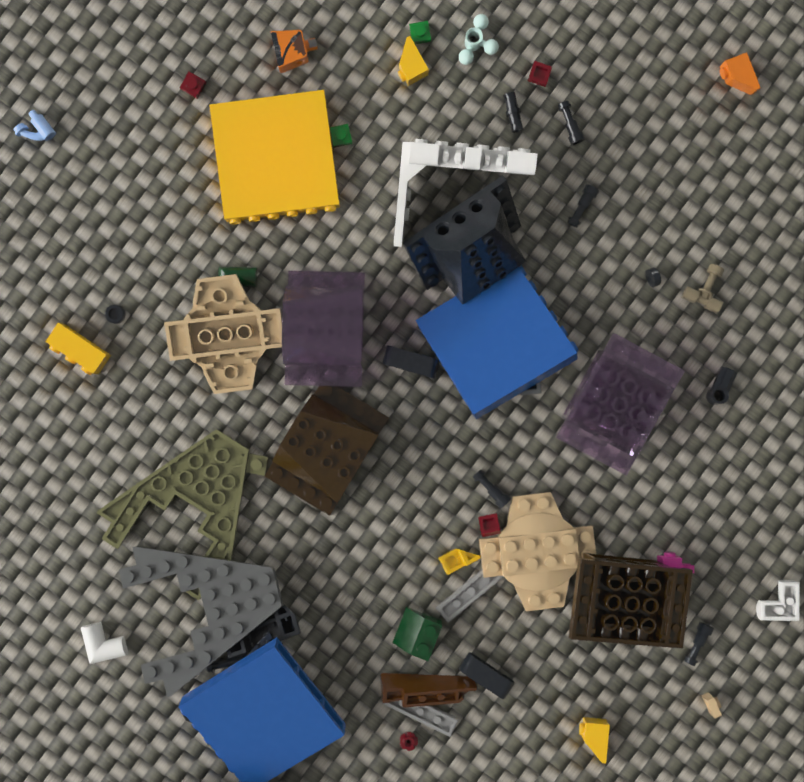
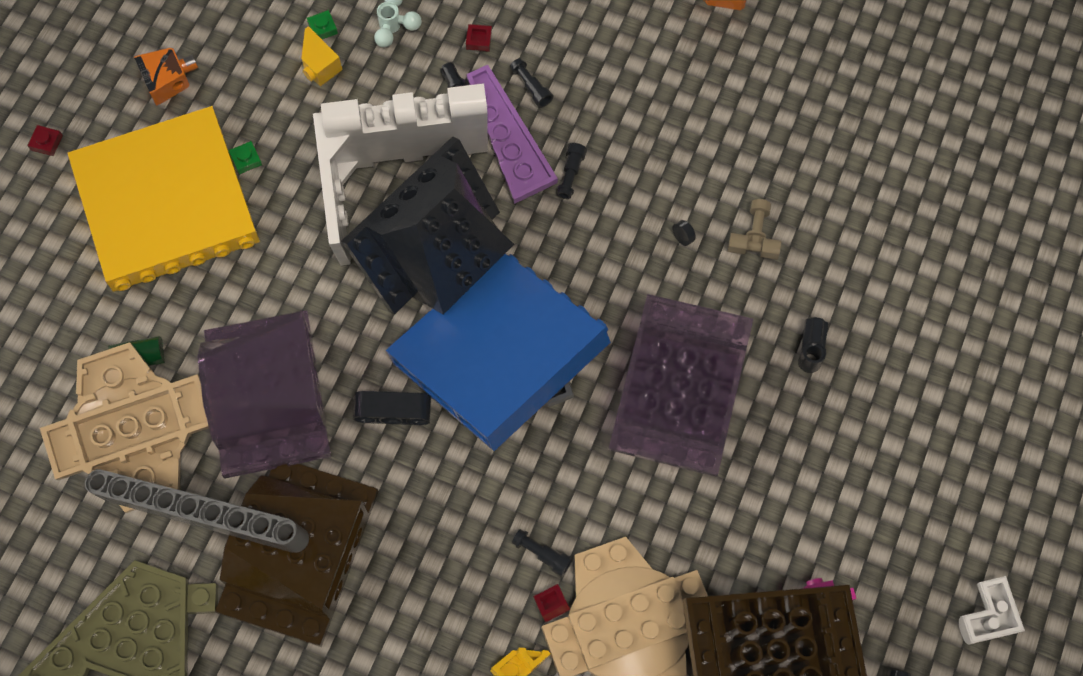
camera: 15 degrees left, 20 degrees down
(272, 417) = (157, 500): none -> dark grey beam
(546, 185) = (515, 149): none -> medium lavender wing

